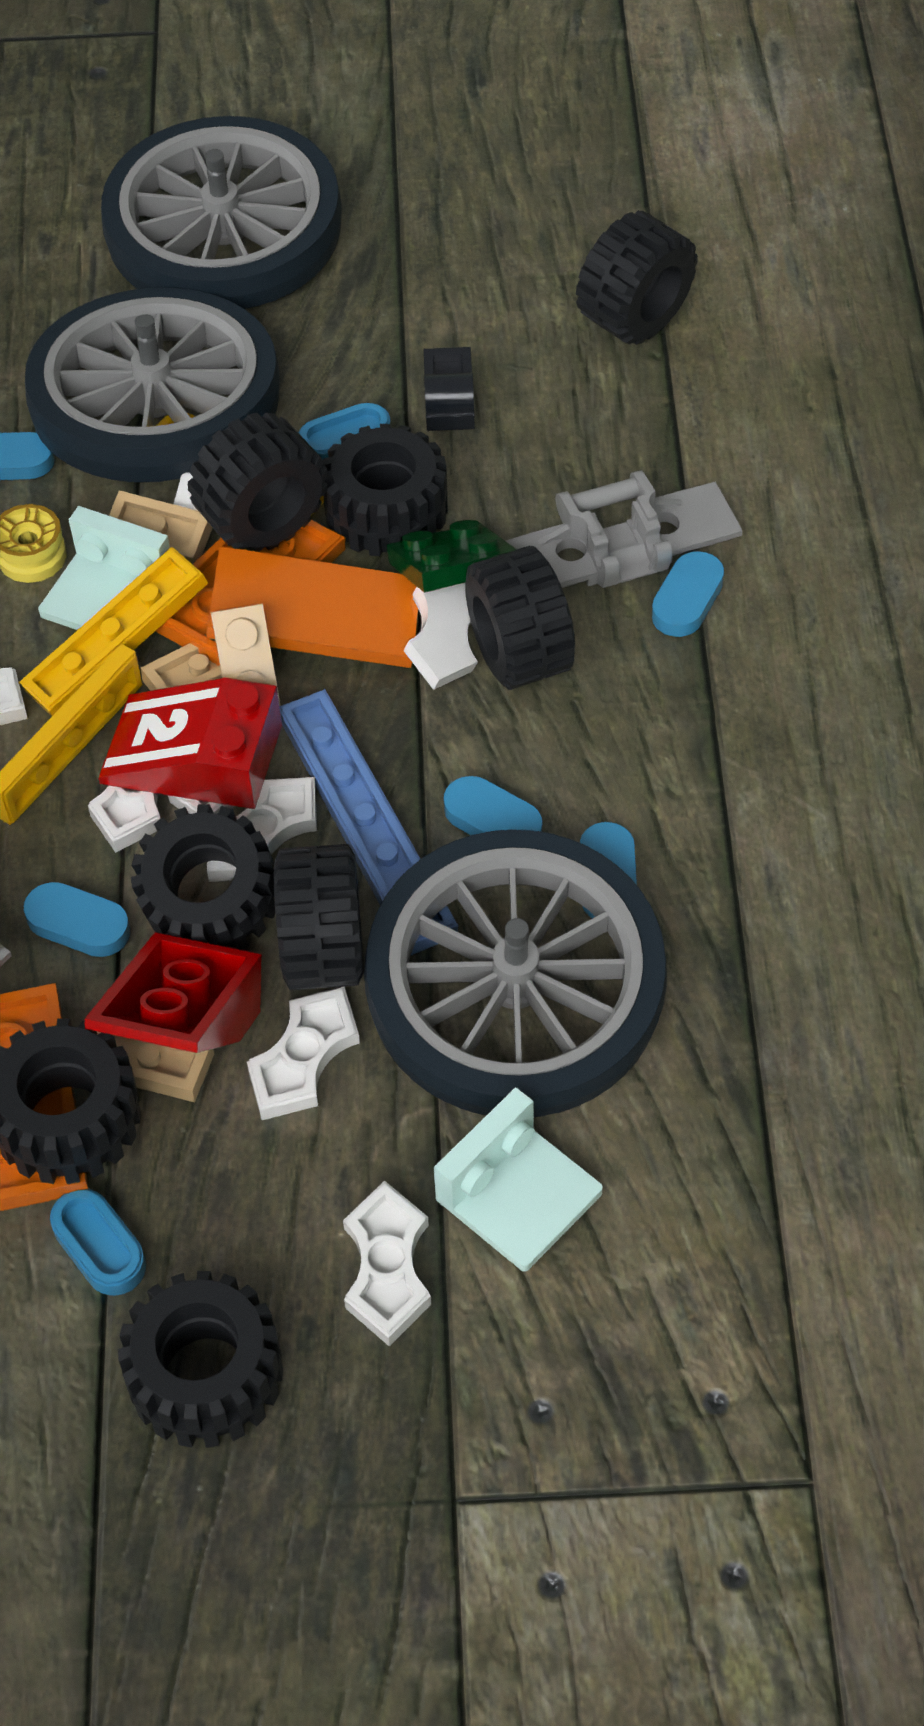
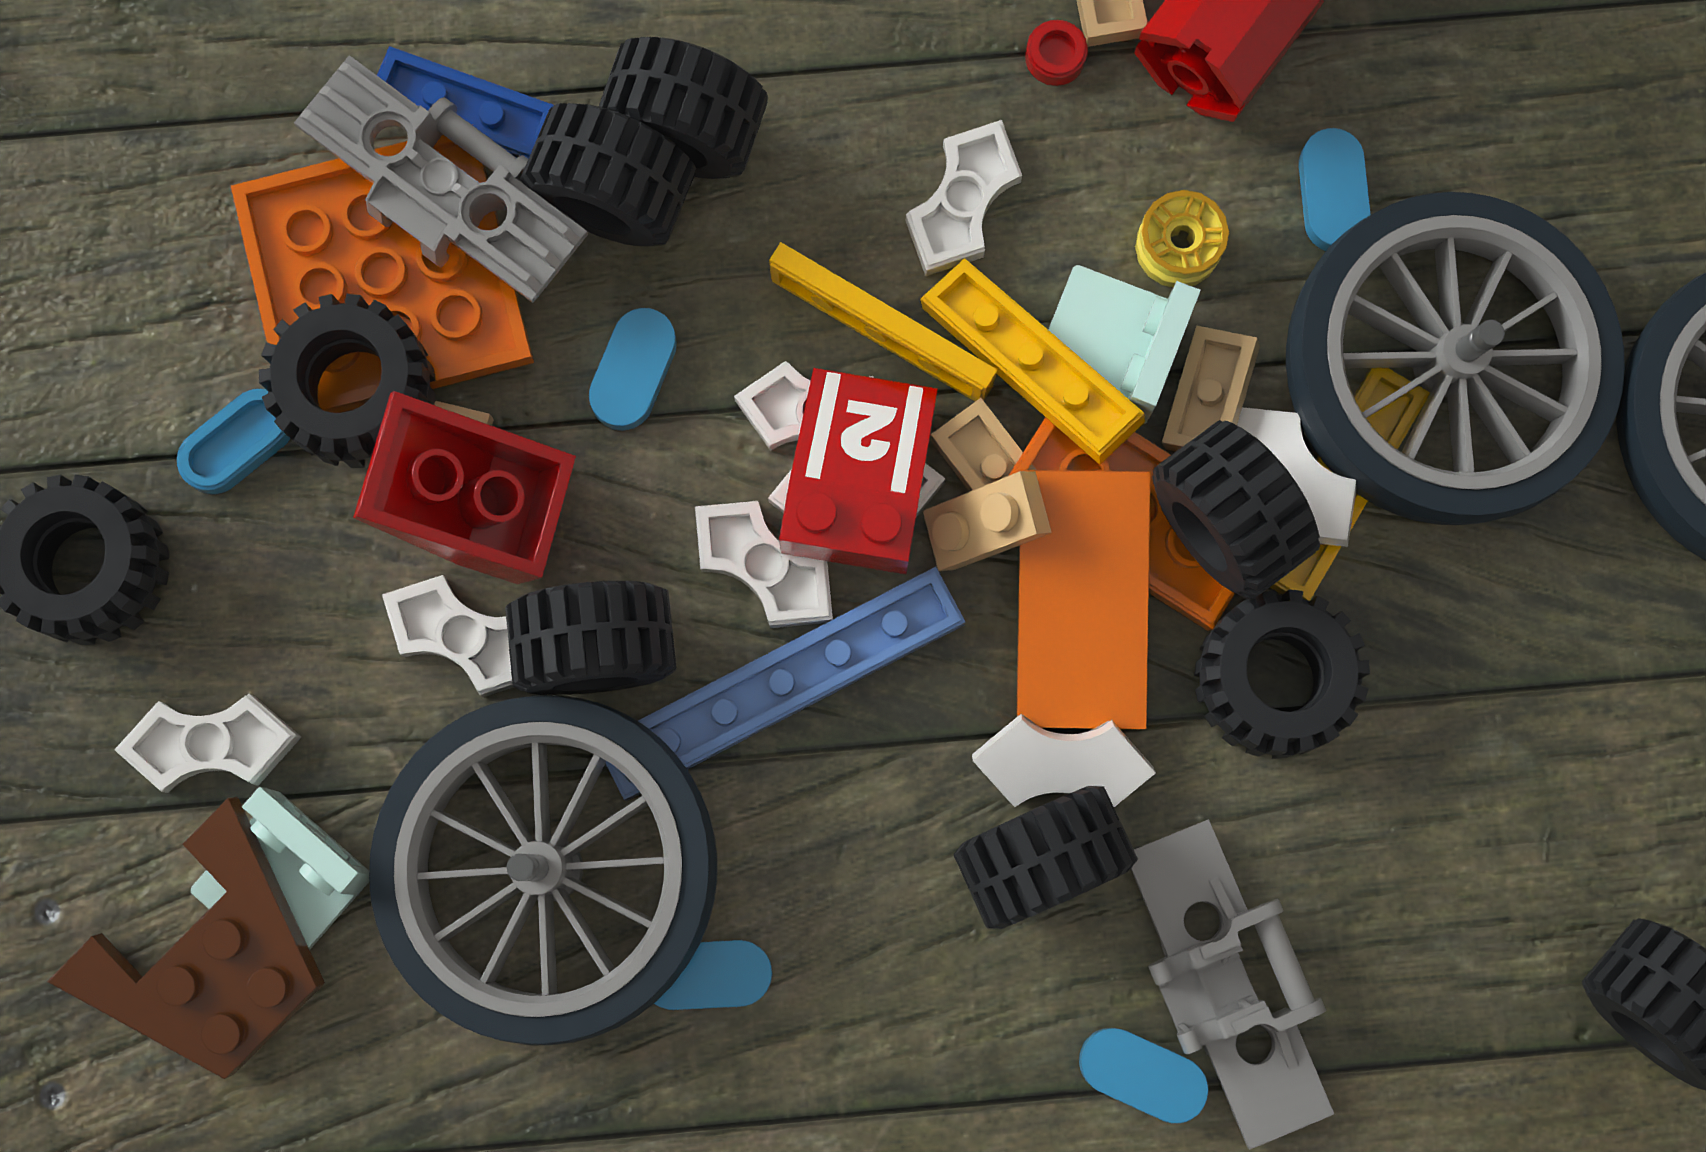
camera: 85 degrees right, 25 degrees up
(197, 840) = (614, 479): black tyre -> none
(329, 429) = (1401, 616): dark azure tile -> none
(443, 557) = (1166, 768): dark green plate -> none
(448, 389) = (1482, 748): black plate -> none
(483, 807) = (786, 834): dark azure tile -> none
(608, 1233) = (226, 977): none -> reddish brown wing

